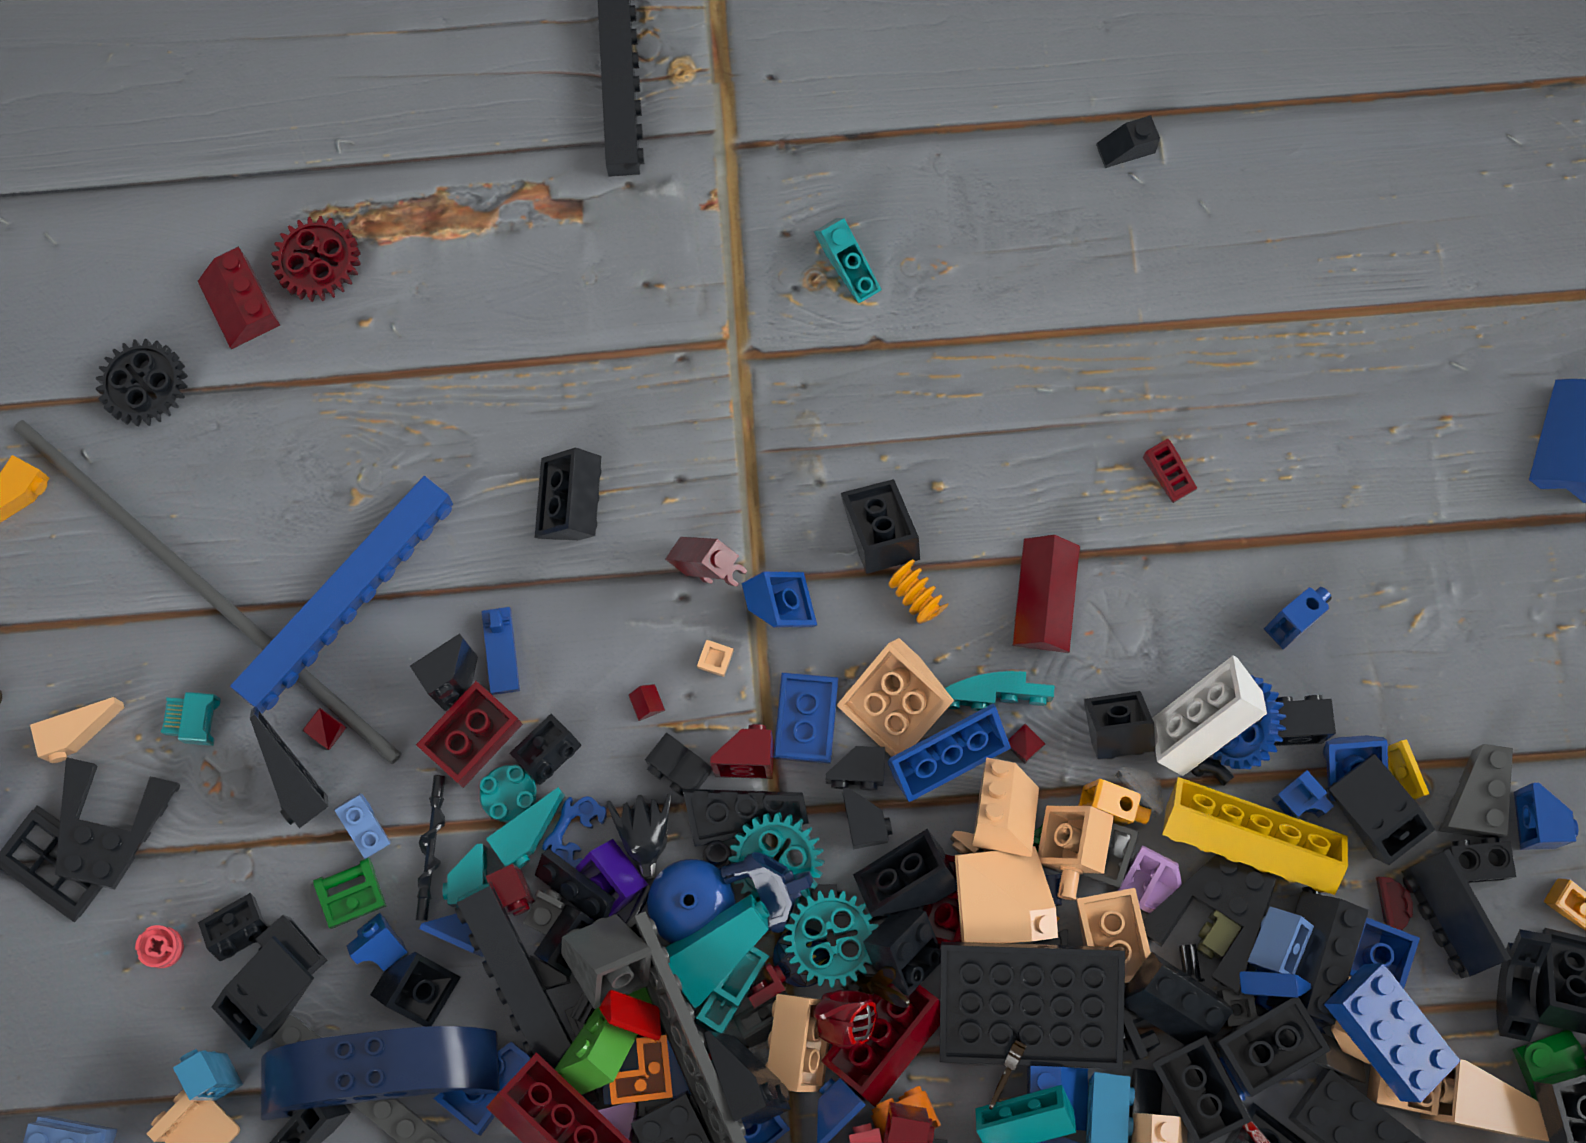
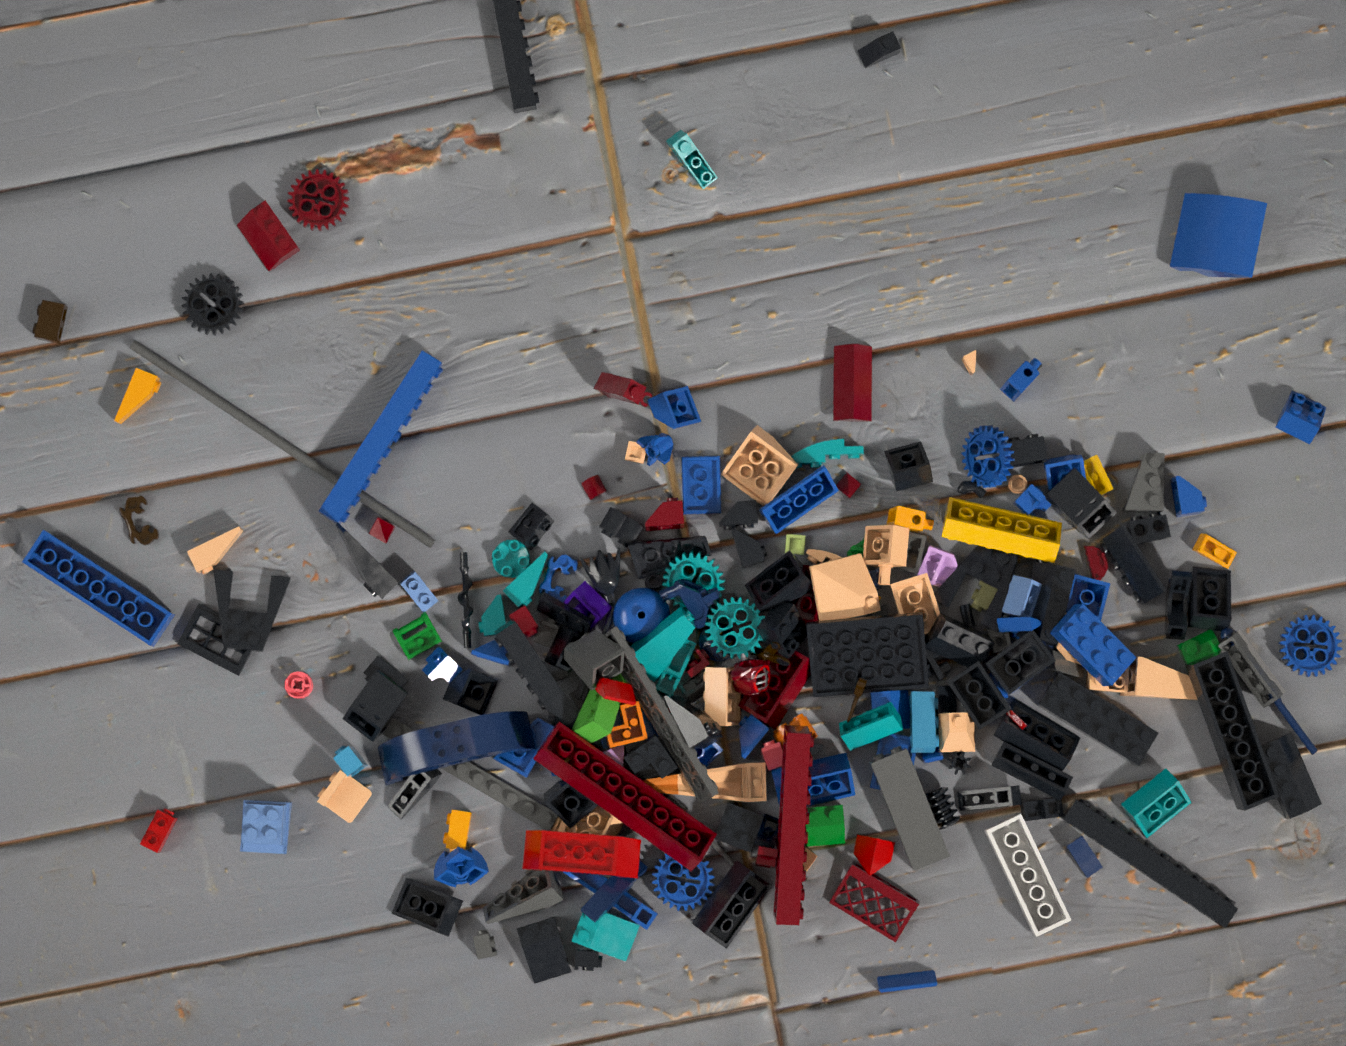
camera: 10 degrees left, 10 degrees up
(191, 718) = (290, 533): teal piece -> none
(233, 927) = (345, 667): black bracket -> none
(447, 671) = (461, 485): black slope -> none
(469, 734) = (480, 523): dark red brick -> none
(500, 651) = (491, 463): blue hinge -> none
(568, 495) = (521, 352): black slope -> none
(746, 654) = (657, 447): none -> blue brick
(881, 526) = (736, 348): black slope -> none
(916, 593) = (765, 392): light orange piece -> none
(937, 821) = (795, 544): none -> yellowish green tile
(1006, 809) = (839, 531): light nougat slope -> none
(1178, 465) = (929, 277): dark red slope -> none
(1207, 717) = (963, 457): white slope -> none
(1223, 583) = (970, 361): none -> light nougat slope
(1281, 770) = (1017, 484): none -> light nougat plate

